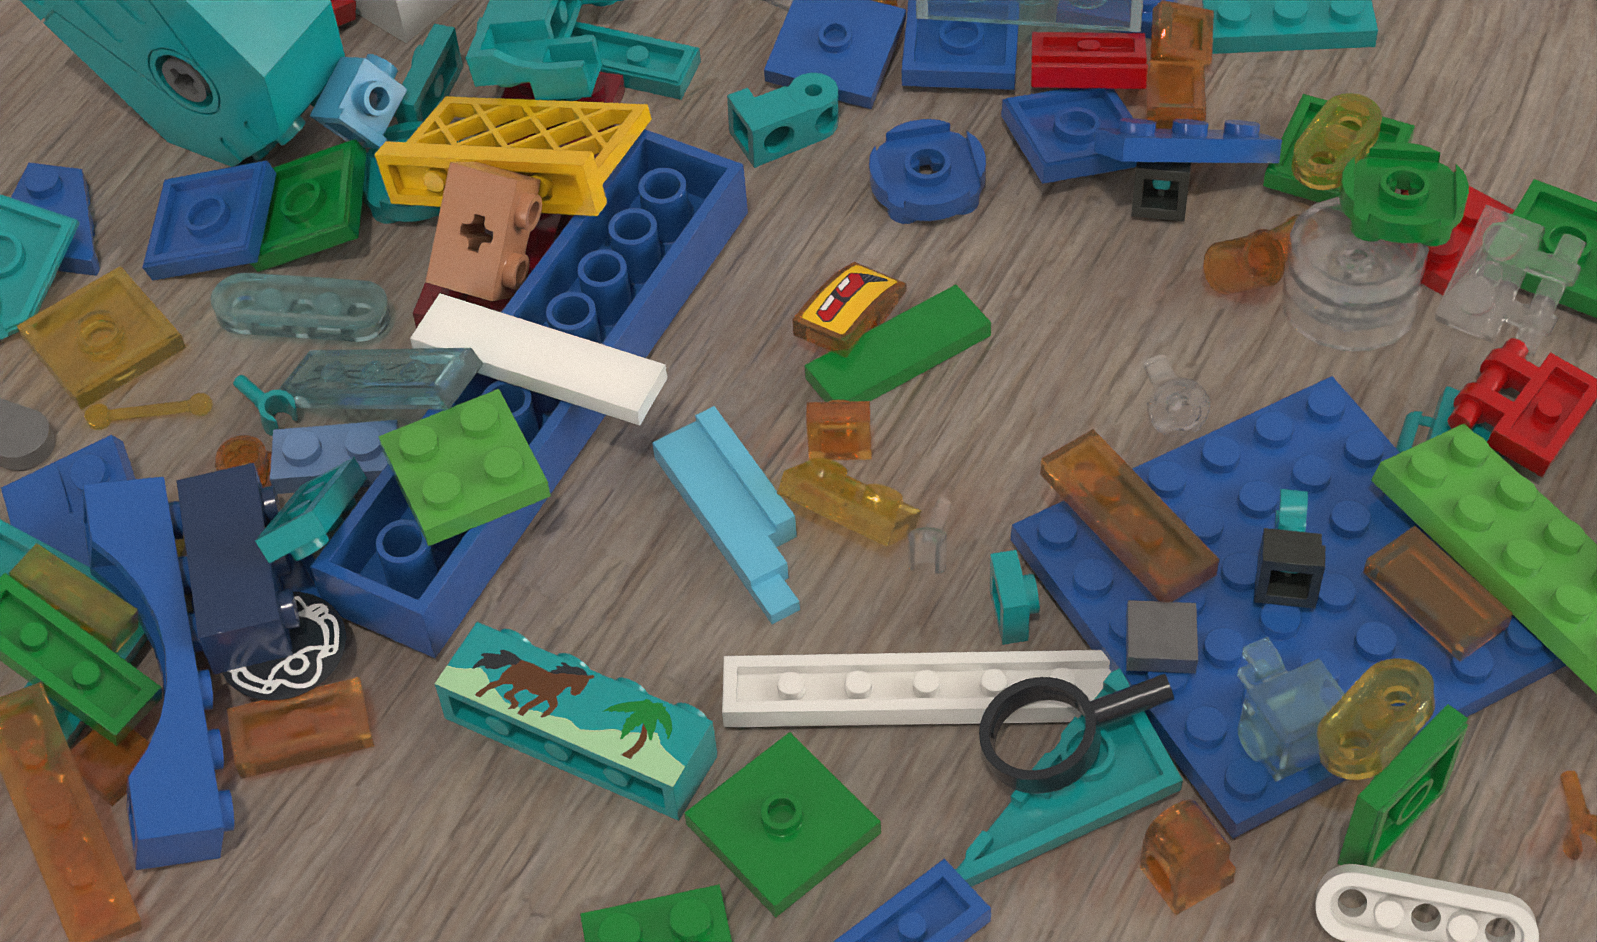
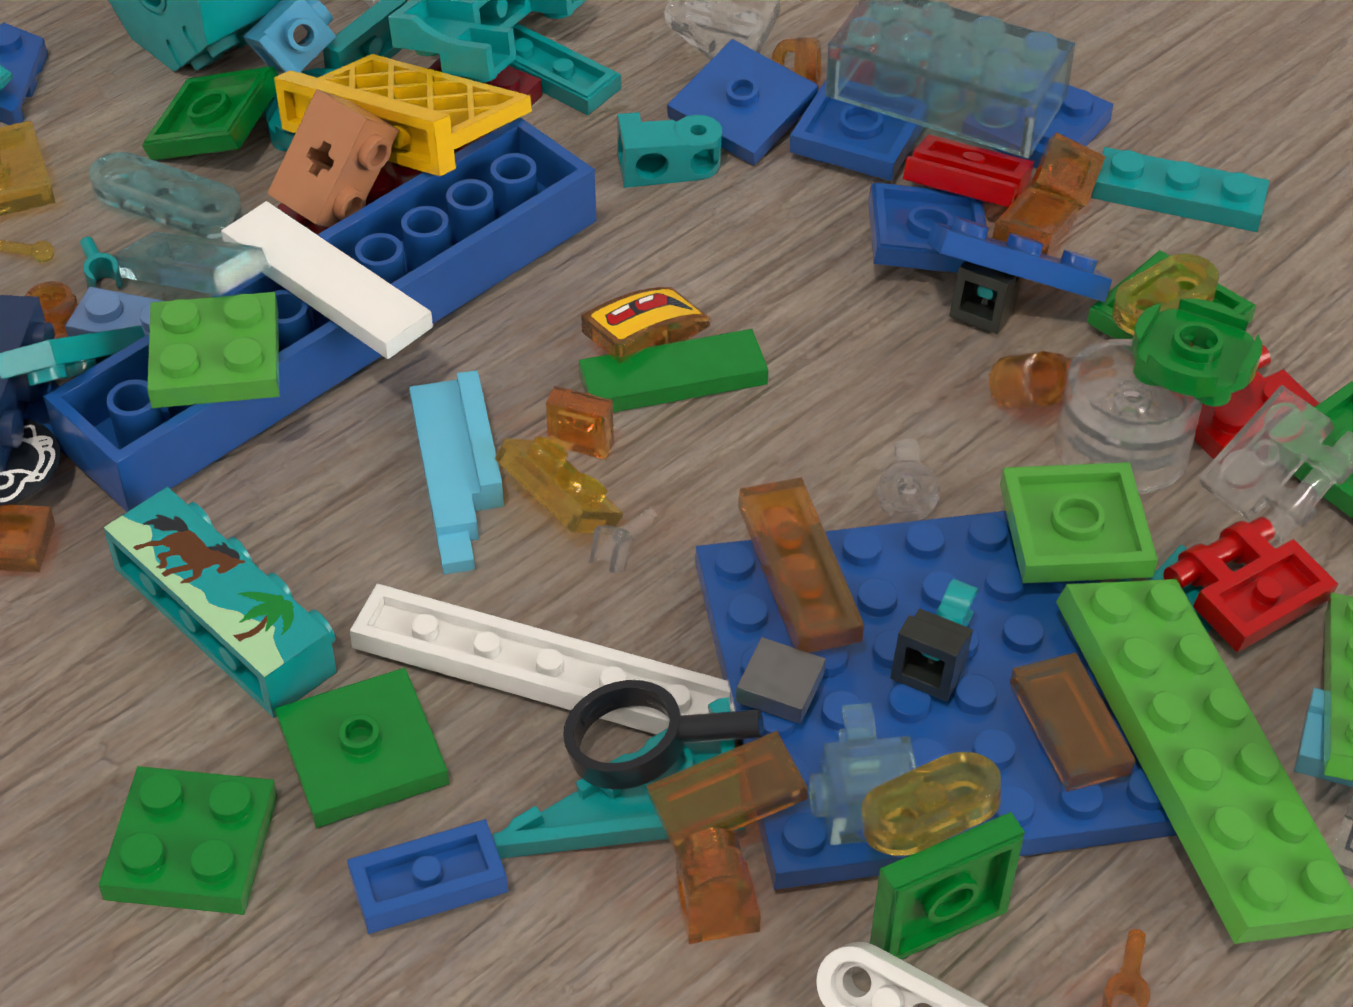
camera: 15 degrees right, 5 degrees down
(210, 220) = (126, 105): blue plate -> none
(934, 196) = (789, 249): blue plate -> none
(1012, 596) = (666, 609): teal plate -> none
(1163, 761) = (728, 789): none -> clear orange tile
(1359, 396) = (1077, 522): none -> bright green plate

